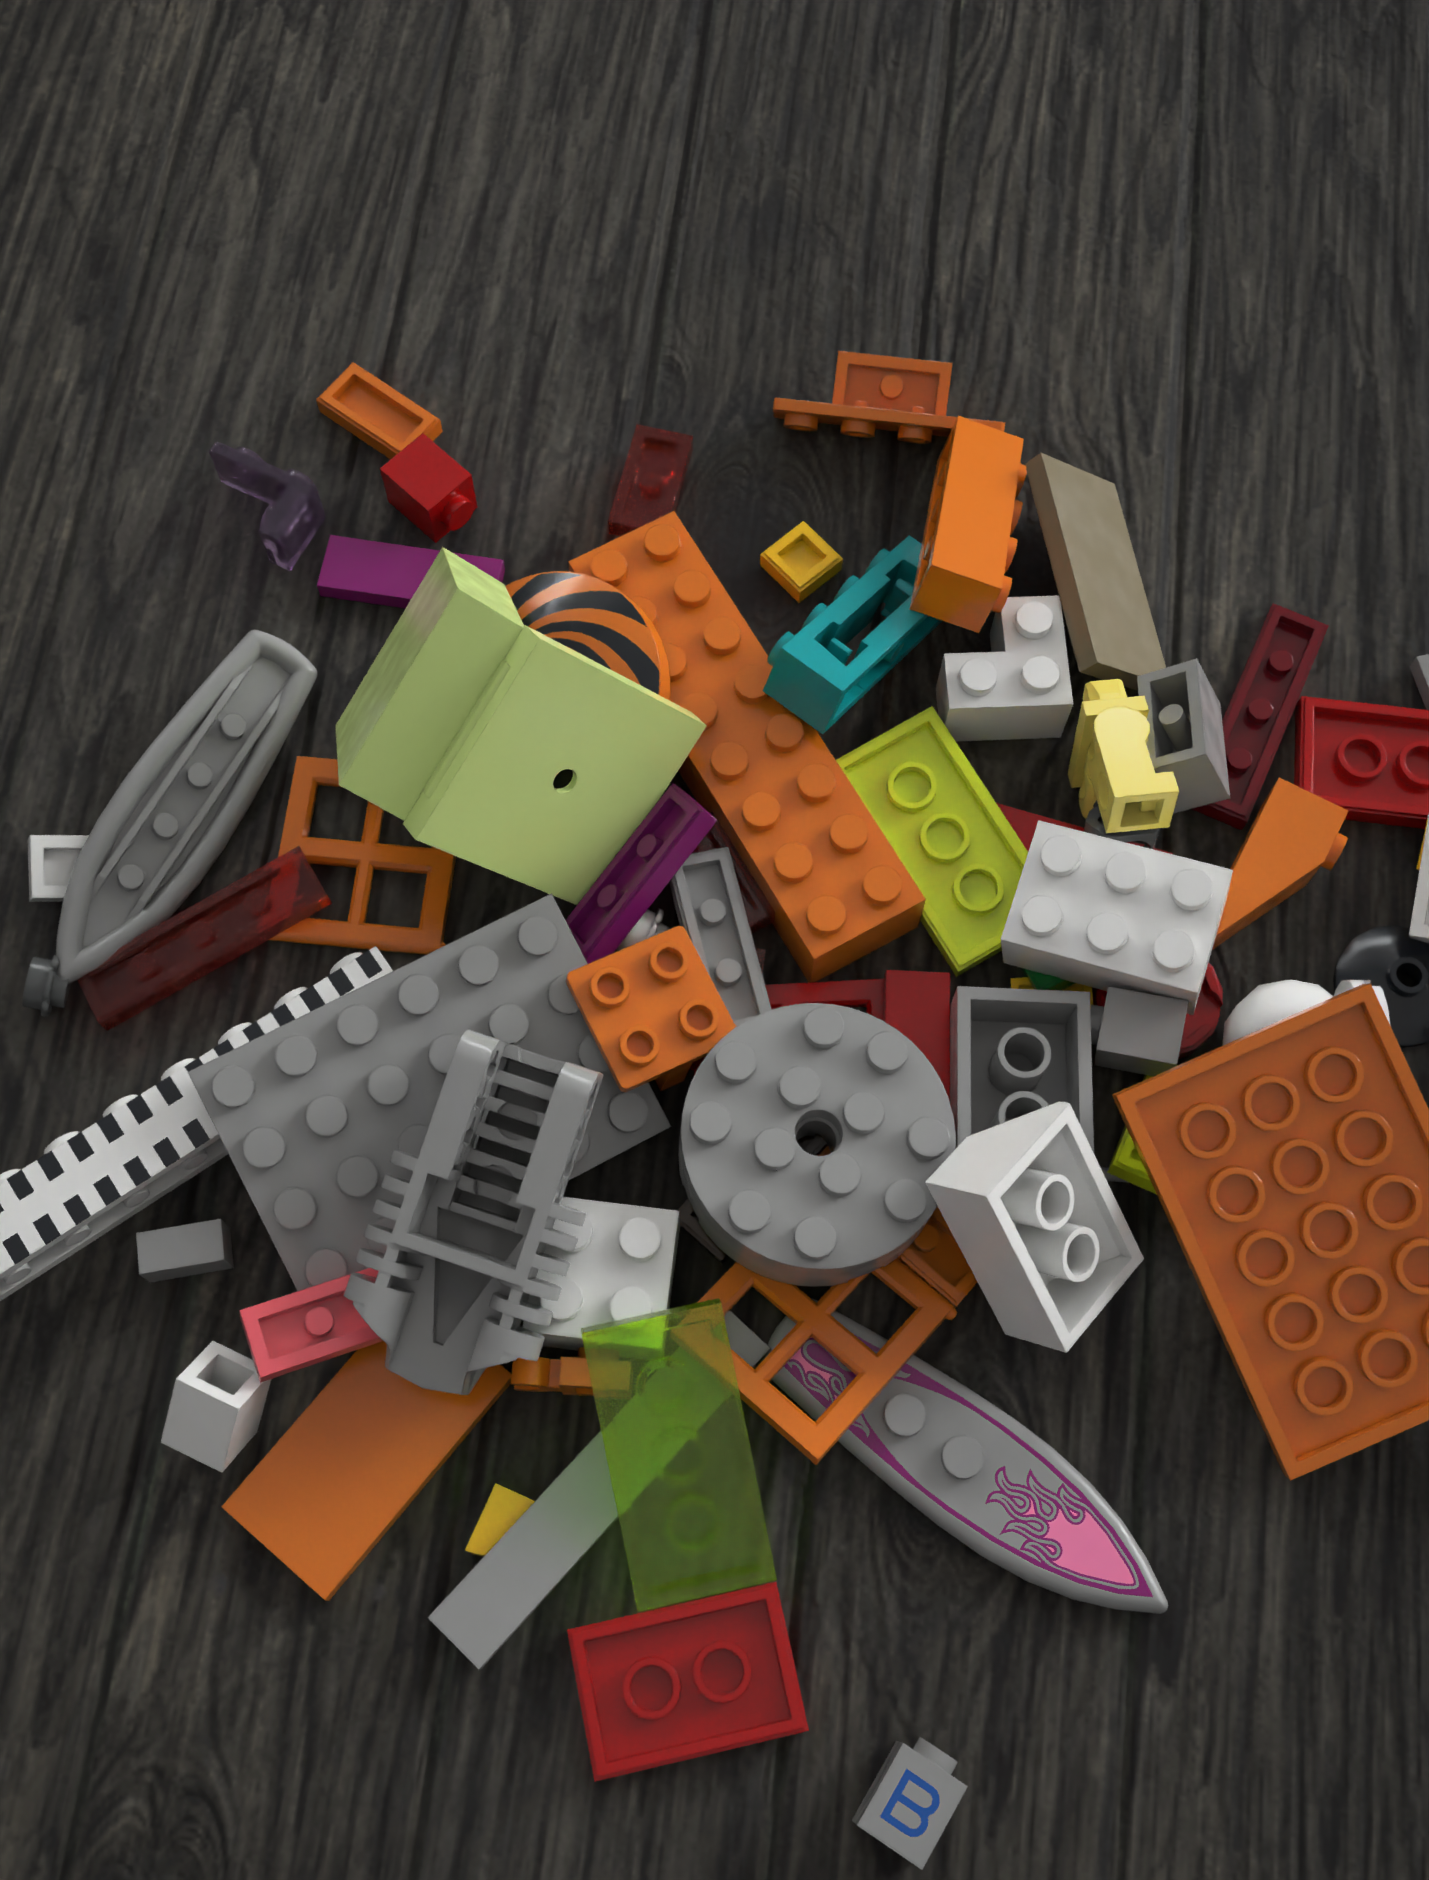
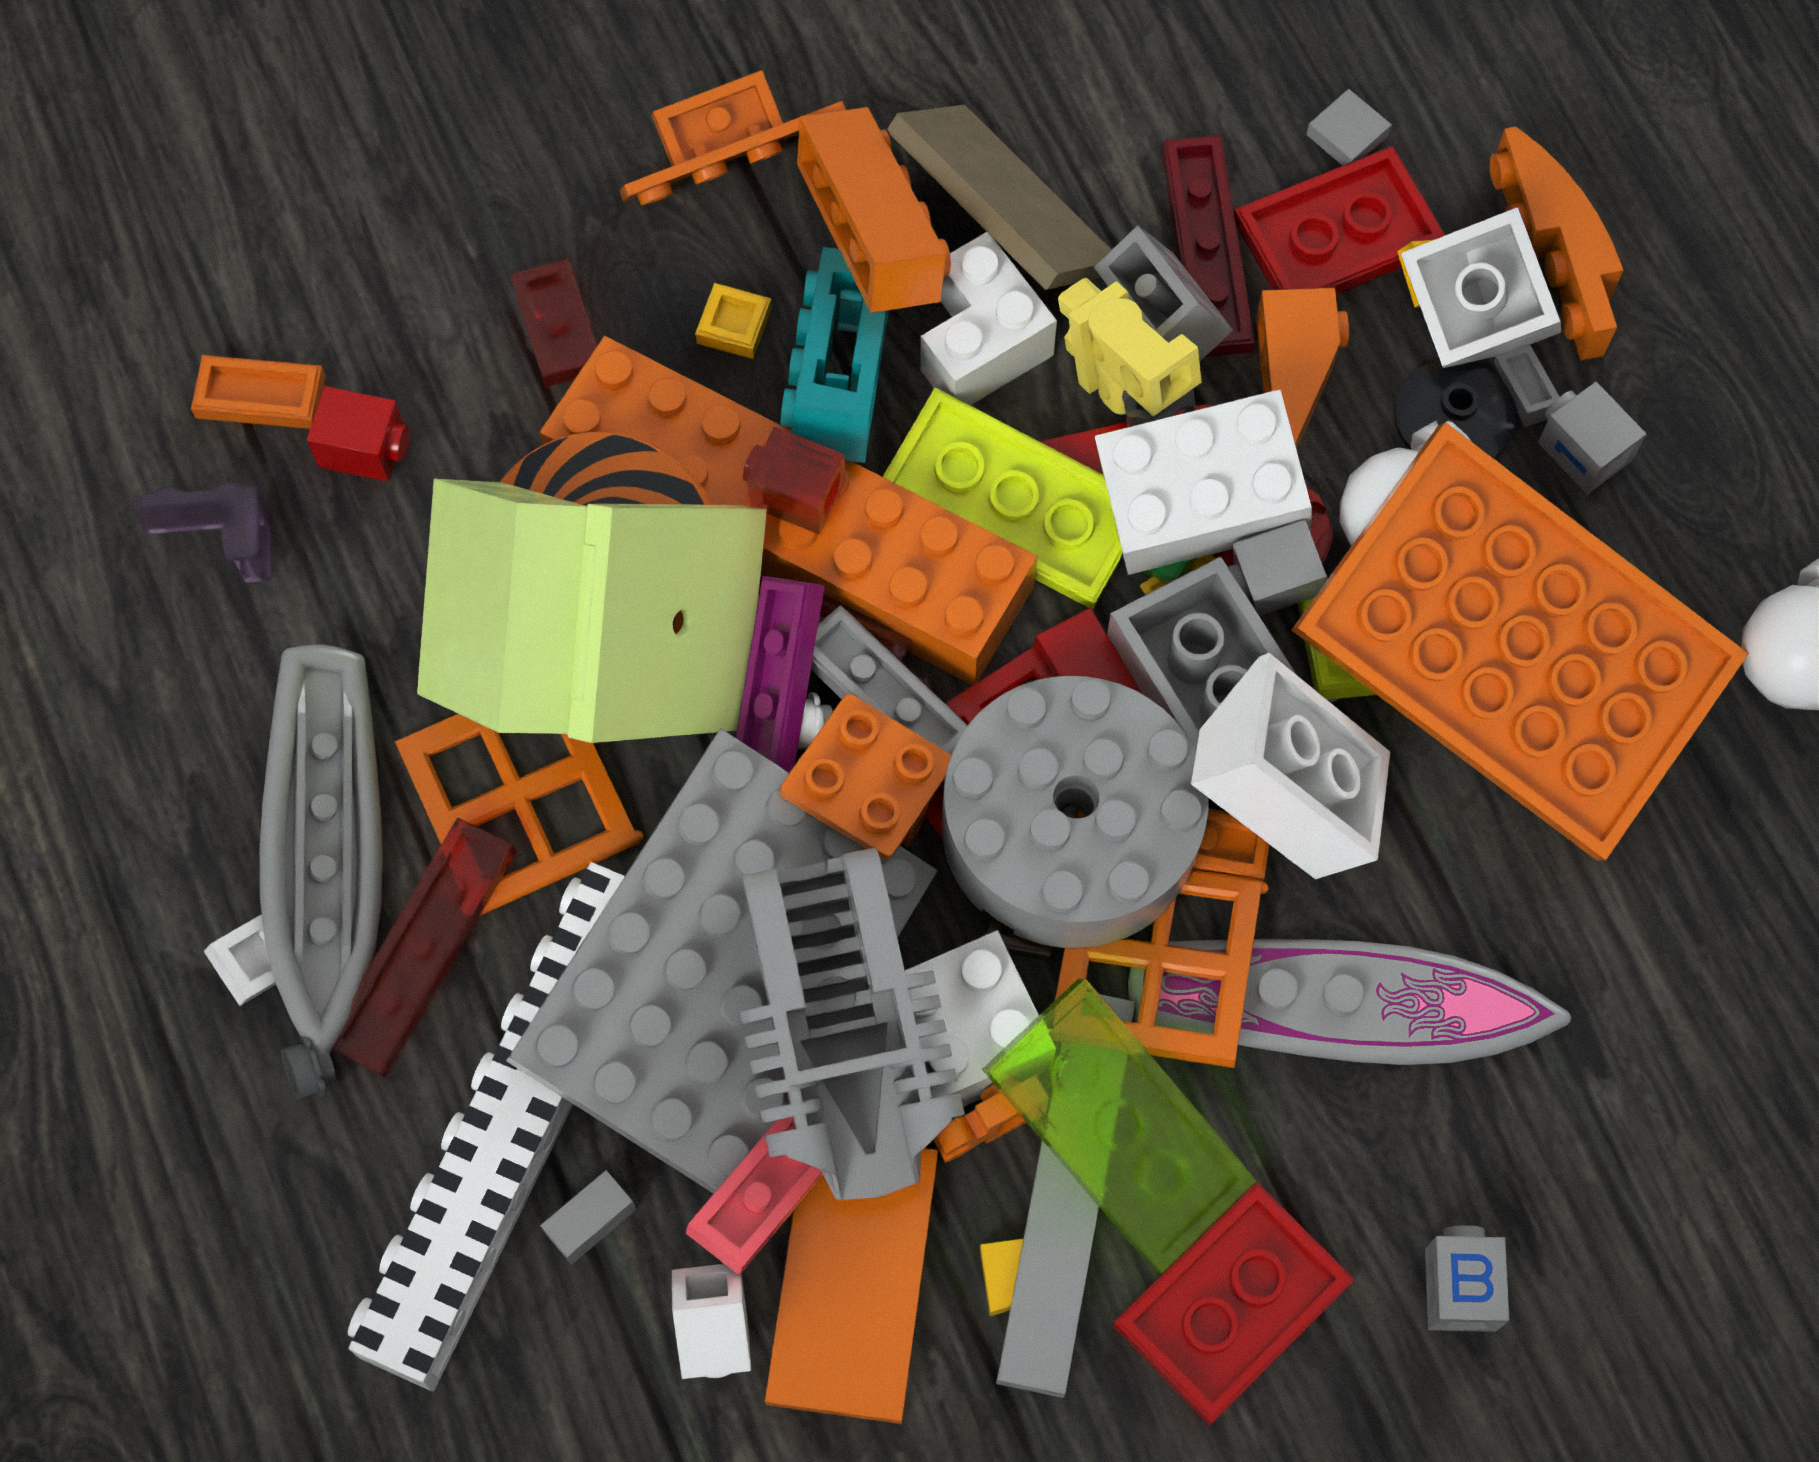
camera: 30 degrees left, 0 degrees up
(383, 571) = (370, 530): magenta tile -> none
(748, 714) = (795, 479): none -> clear red brick

